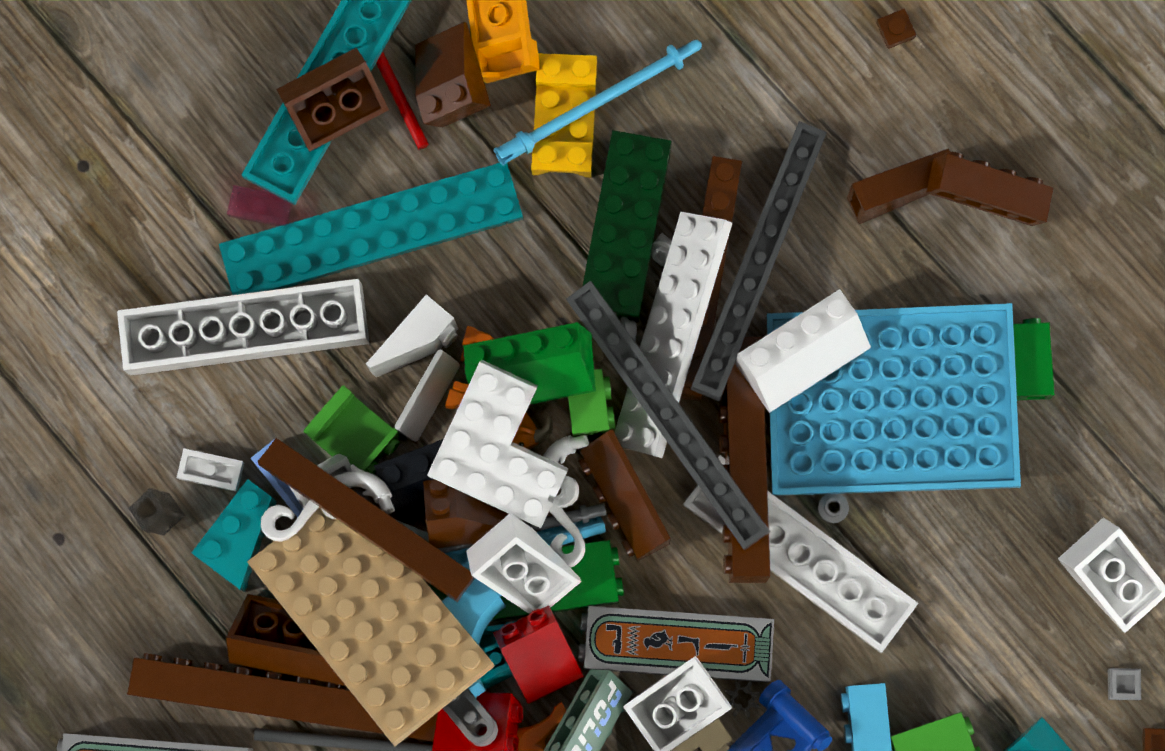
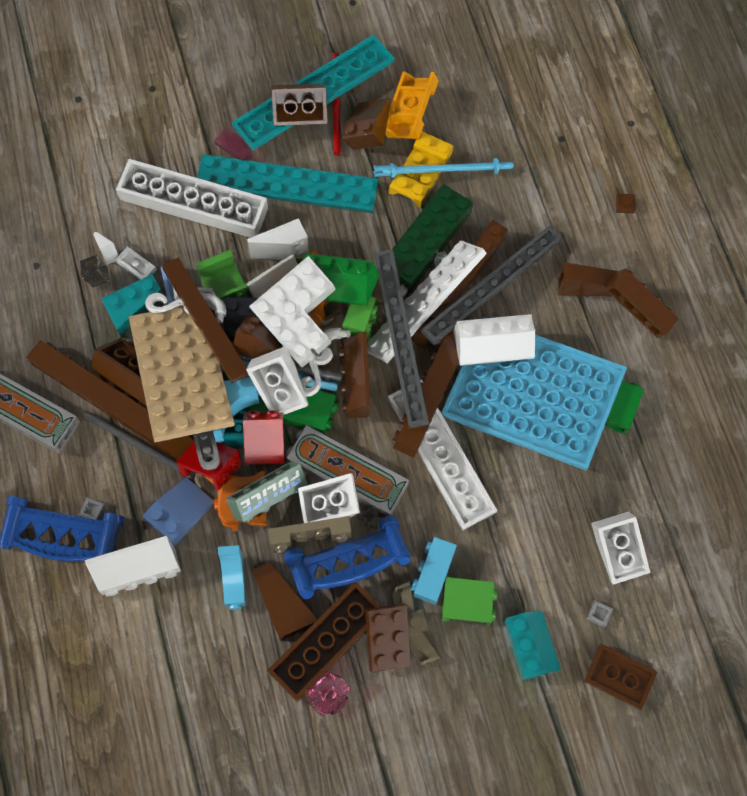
camera: 15 degrees right, 10 degrees down
(158, 471) = (106, 247): none -> white slope
(829, 516) = (470, 442): light grey plate -> none

